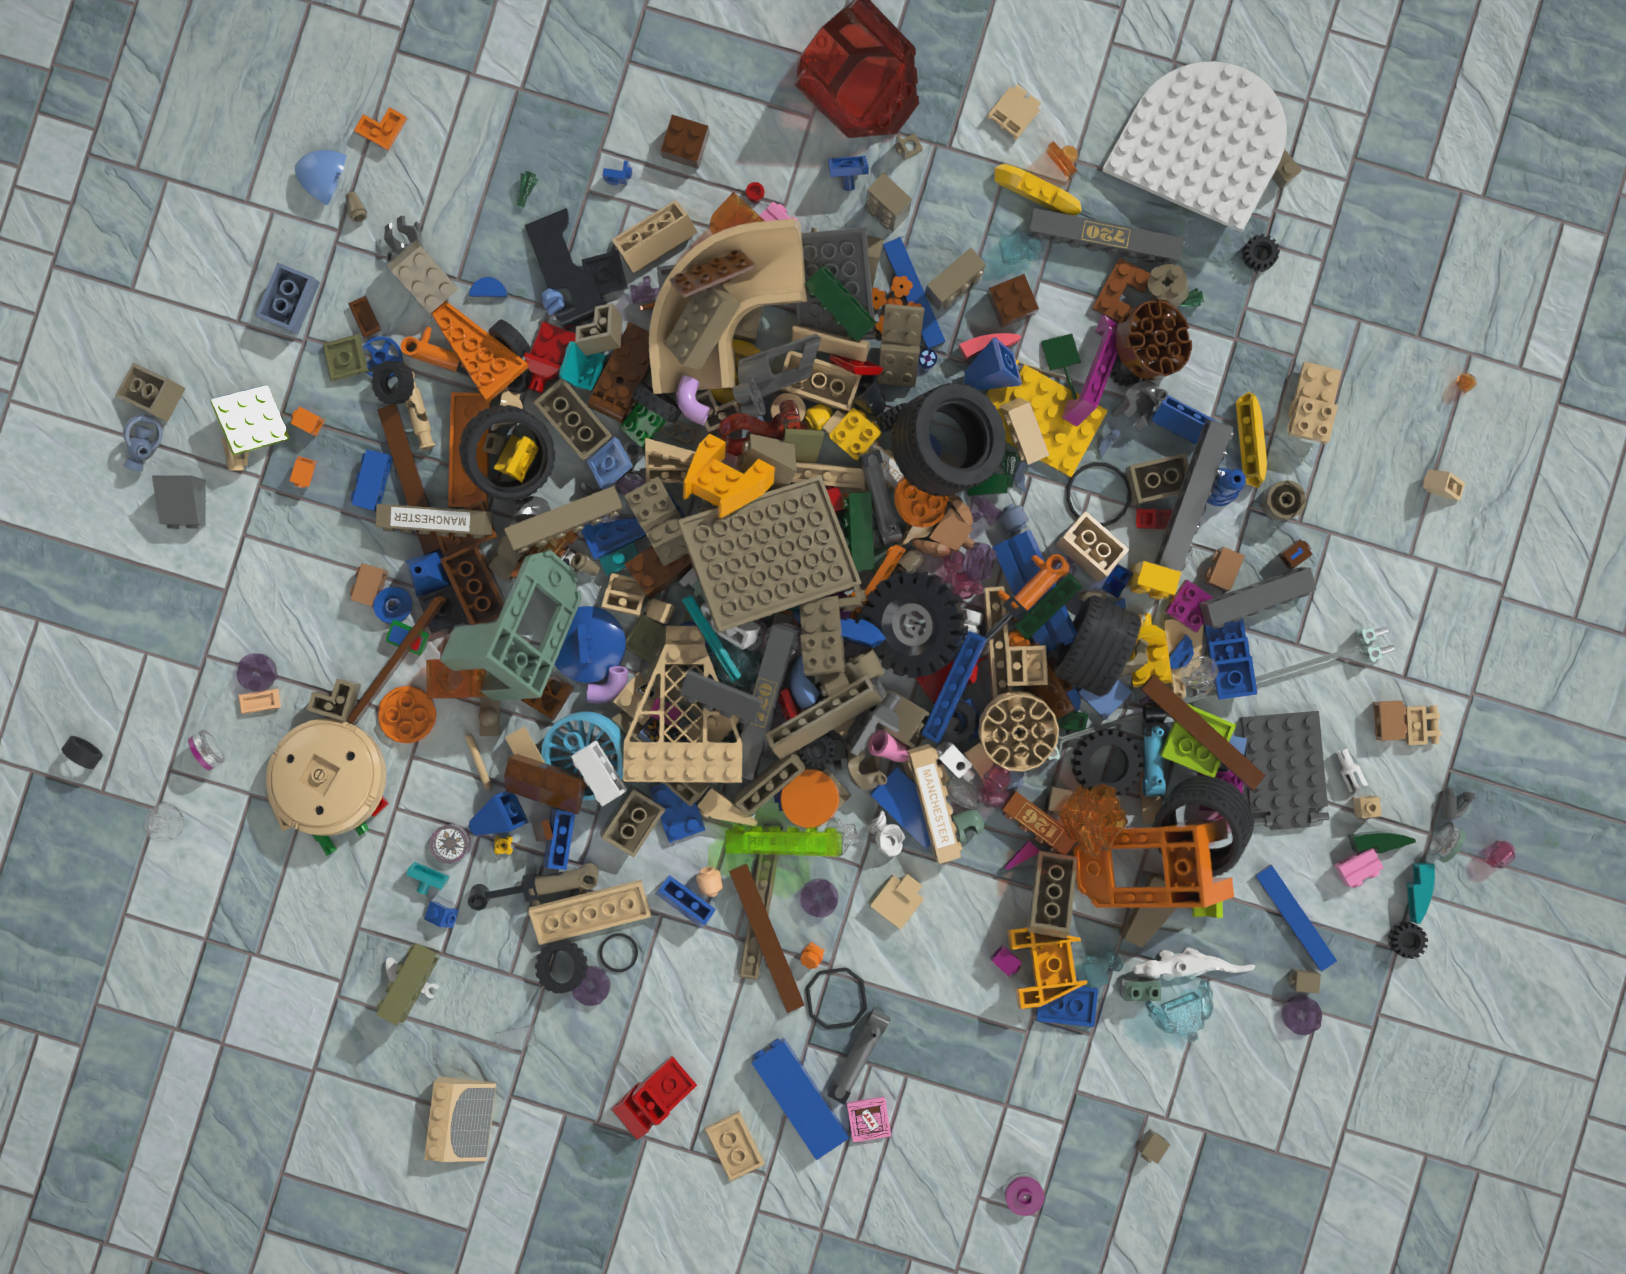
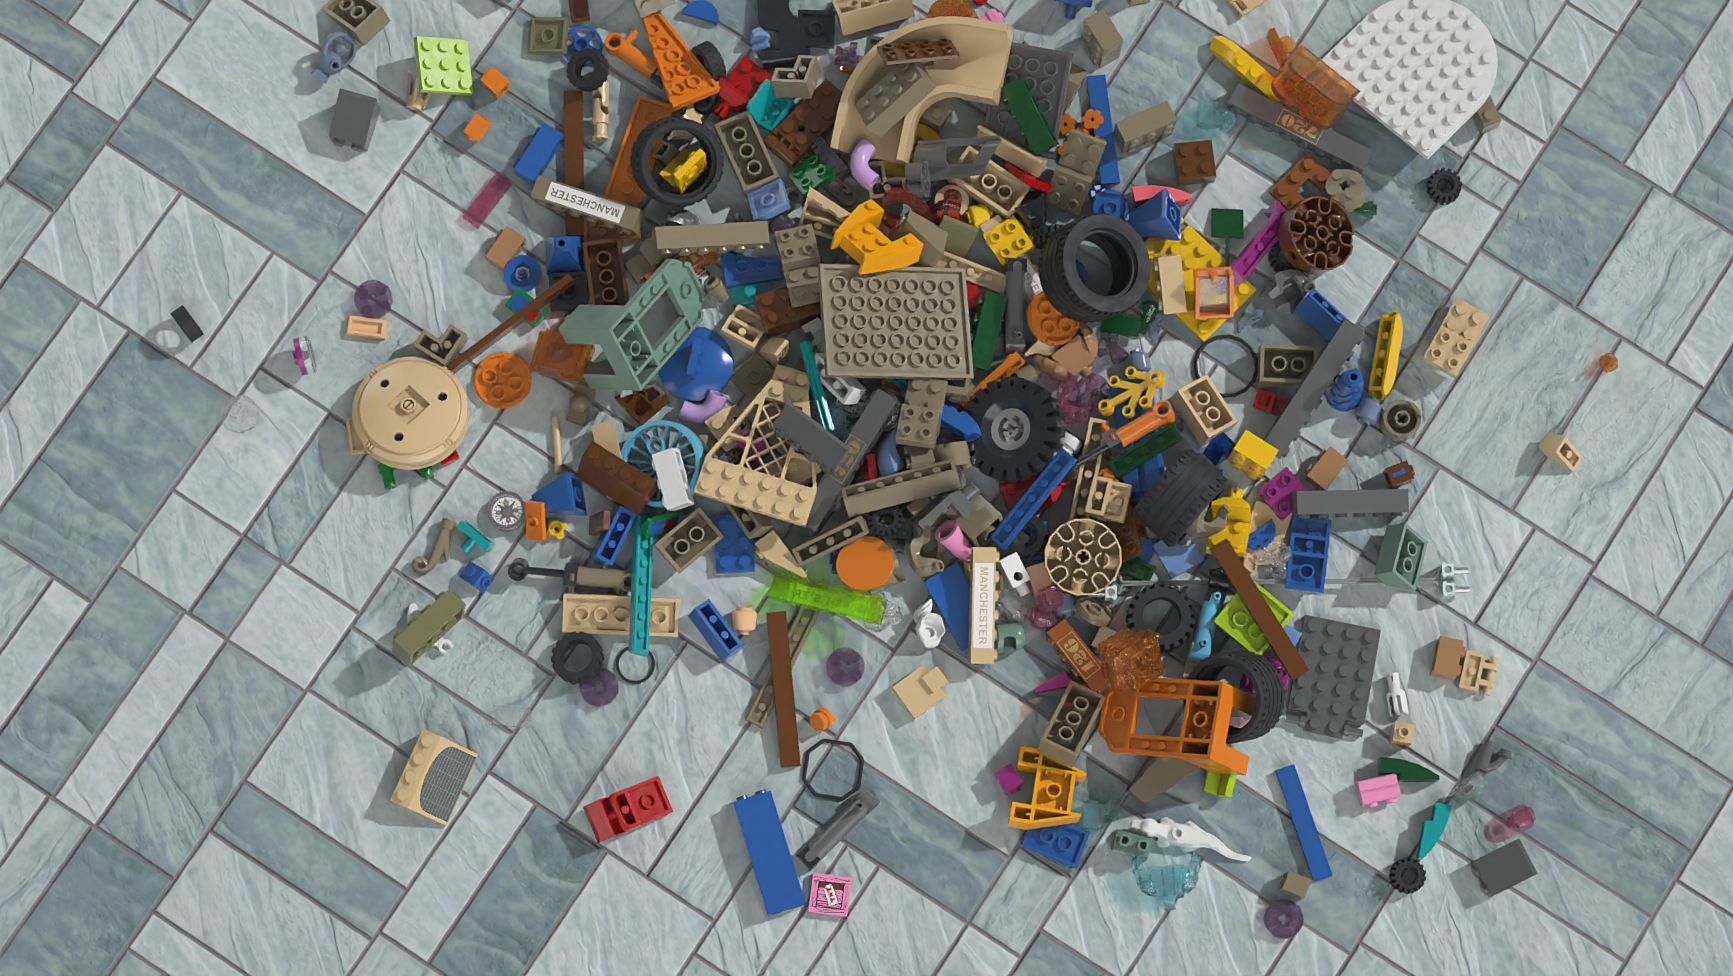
camera: 15 degrees right, 10 degrees down
(336, 541) = (487, 200): none -> clear pink tile
(398, 895) = (441, 547): none -> dark tan plant
(479, 845) = (535, 520): none -> orange plate
(599, 816) = (659, 524): none -> slope
(600, 880) = (640, 588): none -> teal tile
(734, 1146) = (691, 882): tan tile -> none
(942, 369) = (1111, 203): none -> blue tile
(1021, 551) = (1133, 391): none -> yellow plant
(1042, 778) = (1093, 611): none -> dark tan tile
(1070, 429) = (1213, 293): none -> window
(1110, 192) = (1313, 89): none -> clear orange brick
(1250, 500) = (1368, 411): none -> sand blue head
(1320, 636) = (1401, 557): none -> sand green slope
(1499, 908) = (1503, 868): none -> dark grey slope

